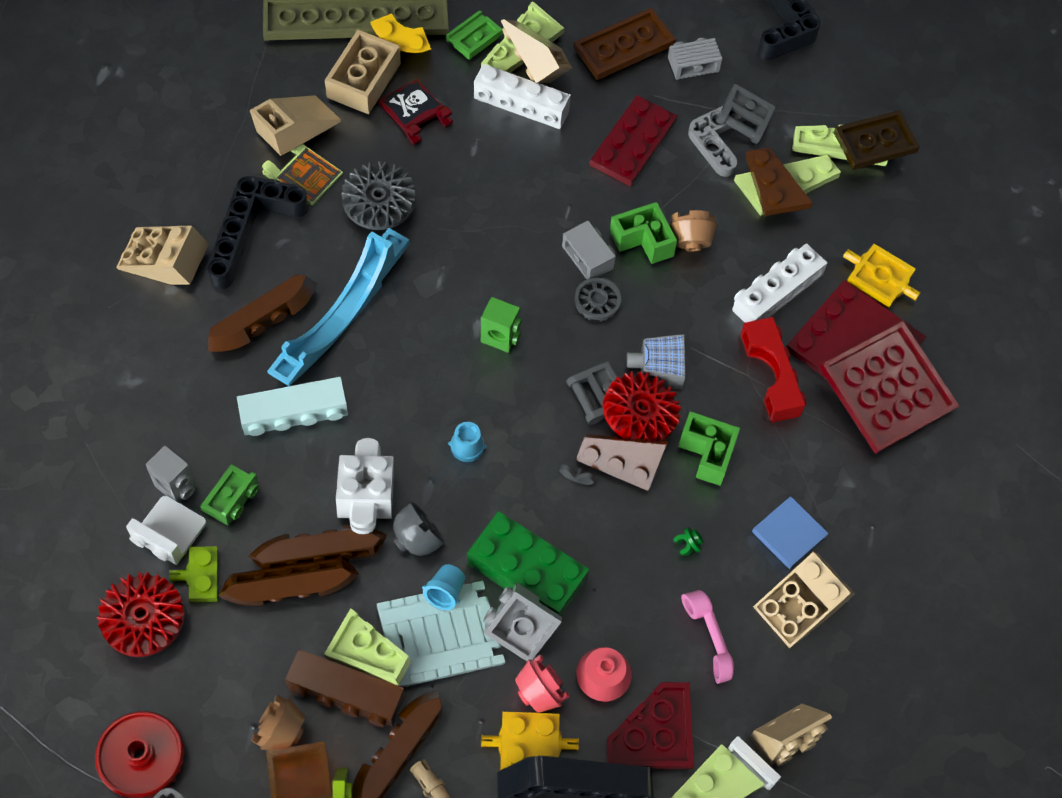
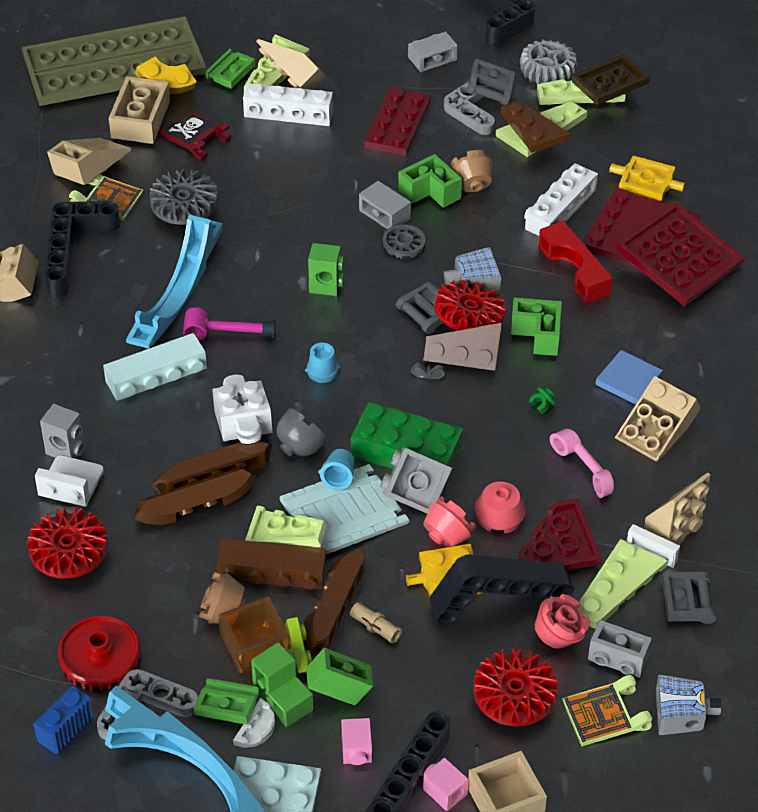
camera: 10 degrees left, 15 degrees down
(199, 574) = (111, 508): lime plate -> none
(230, 495) = (120, 442): bright green bracket -> none
(261, 313) = (104, 303): reddish brown brick -> none
(351, 361) = (197, 322): none -> dark pink piece
(624, 43) = (366, 52): reddish brown plate -> none
(818, 94) = (548, 62): none -> light grey gear

